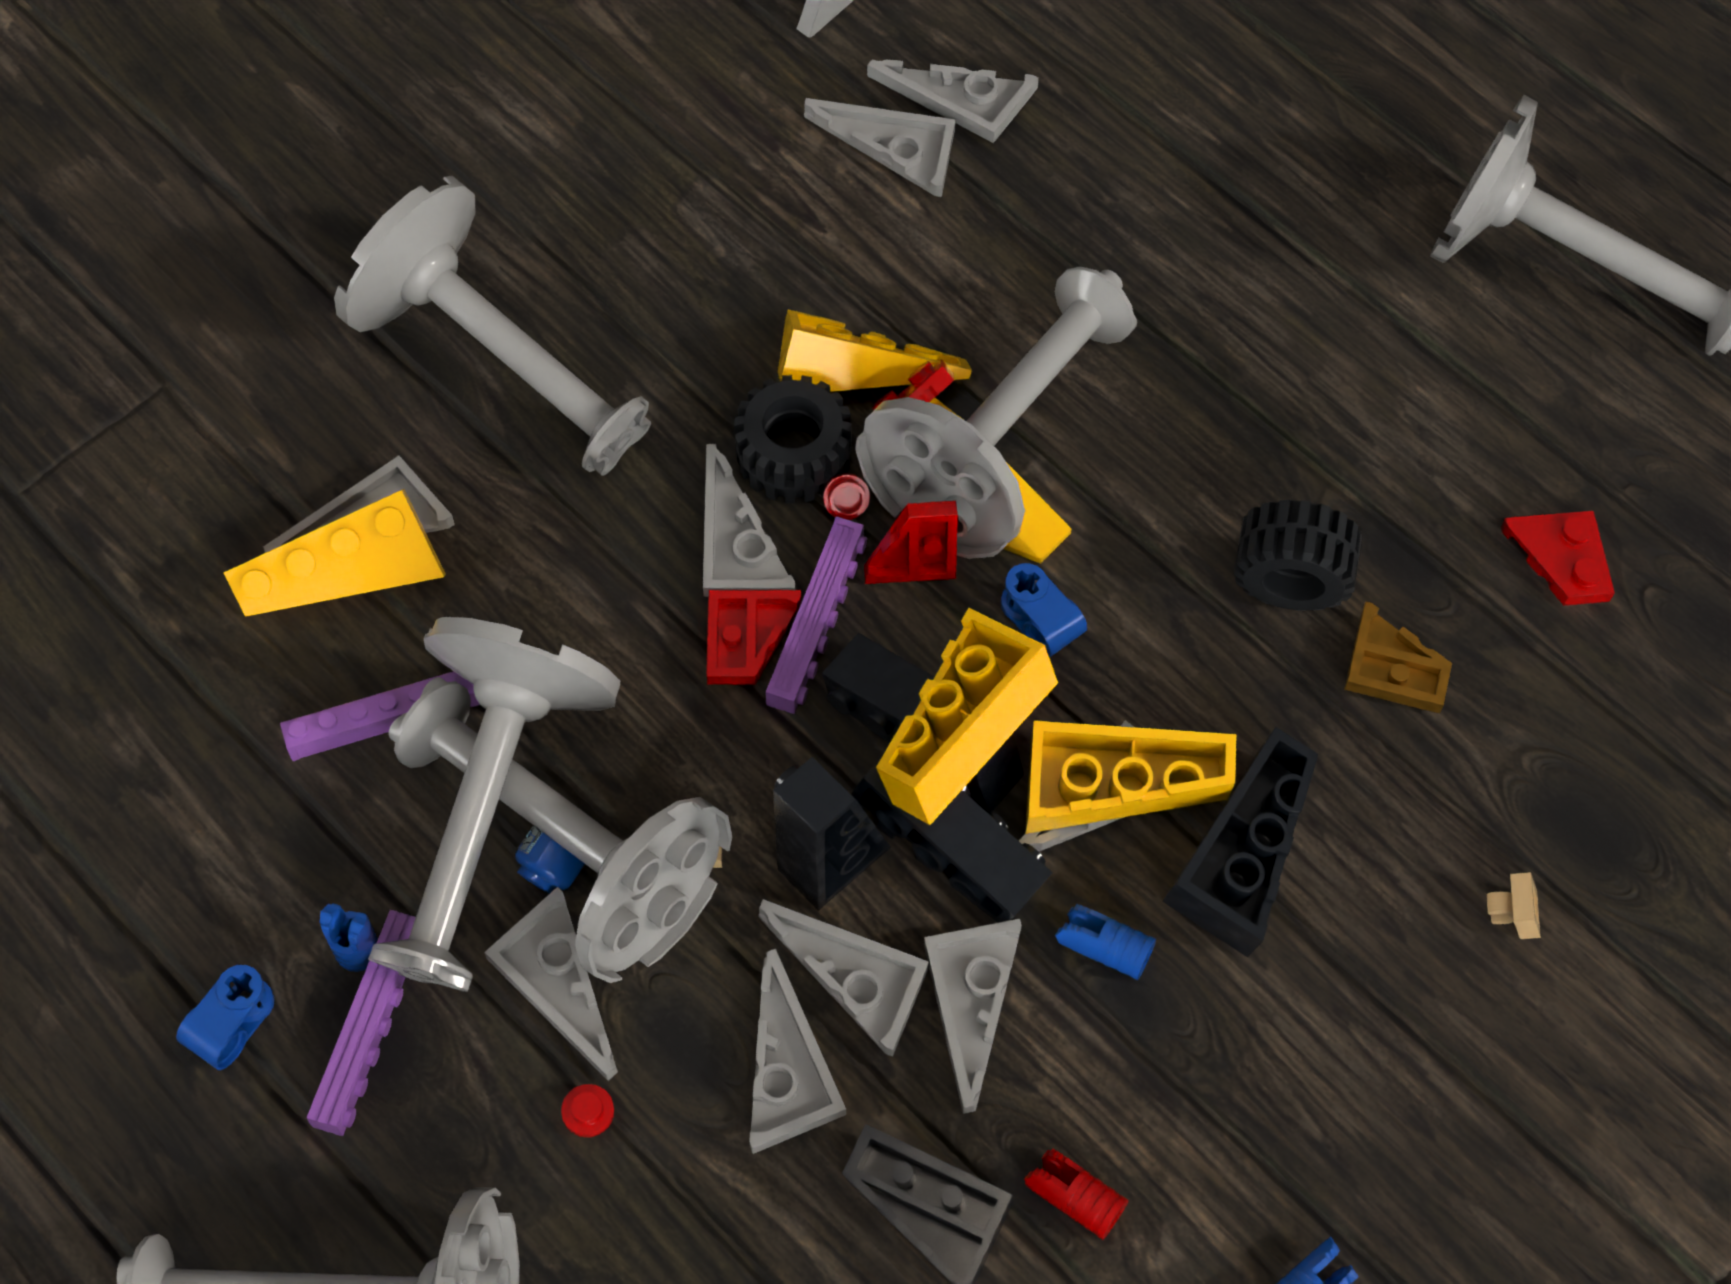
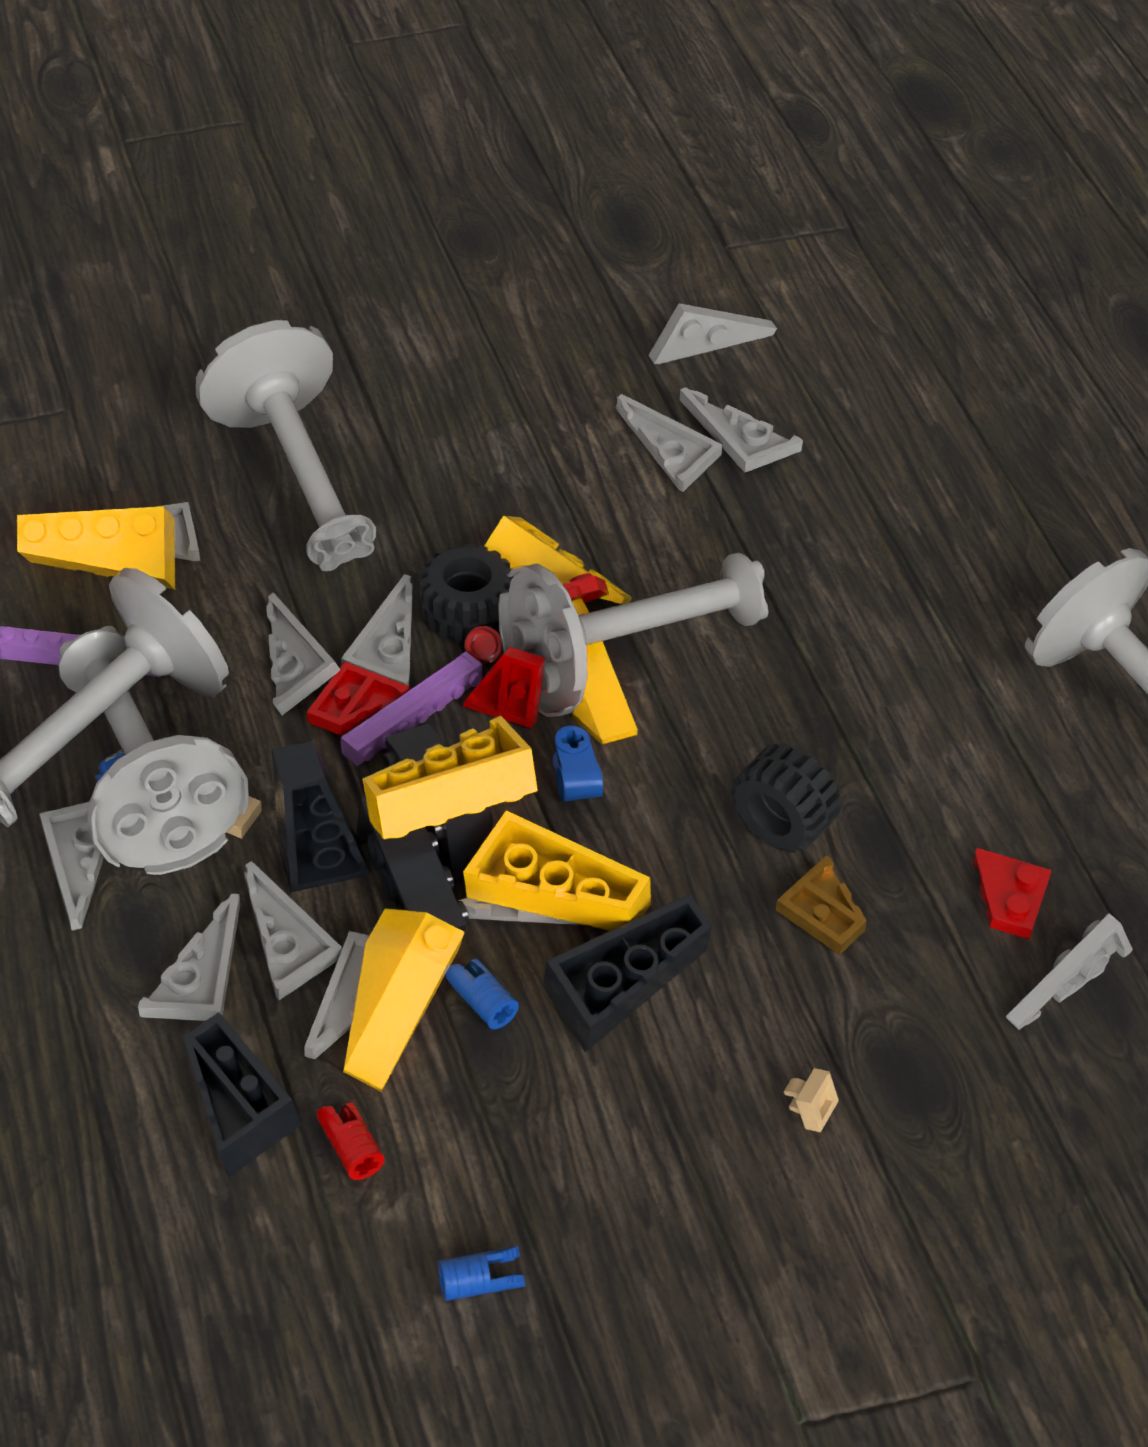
camera: 25 degrees right, 15 degrees down
(587, 1110) = (44, 941): red plate -> none
(655, 612) = (297, 658): none -> light grey wing
(1028, 983) = (396, 983): none -> yellow wedge
(1683, 627) = (1074, 968): none -> light grey wing

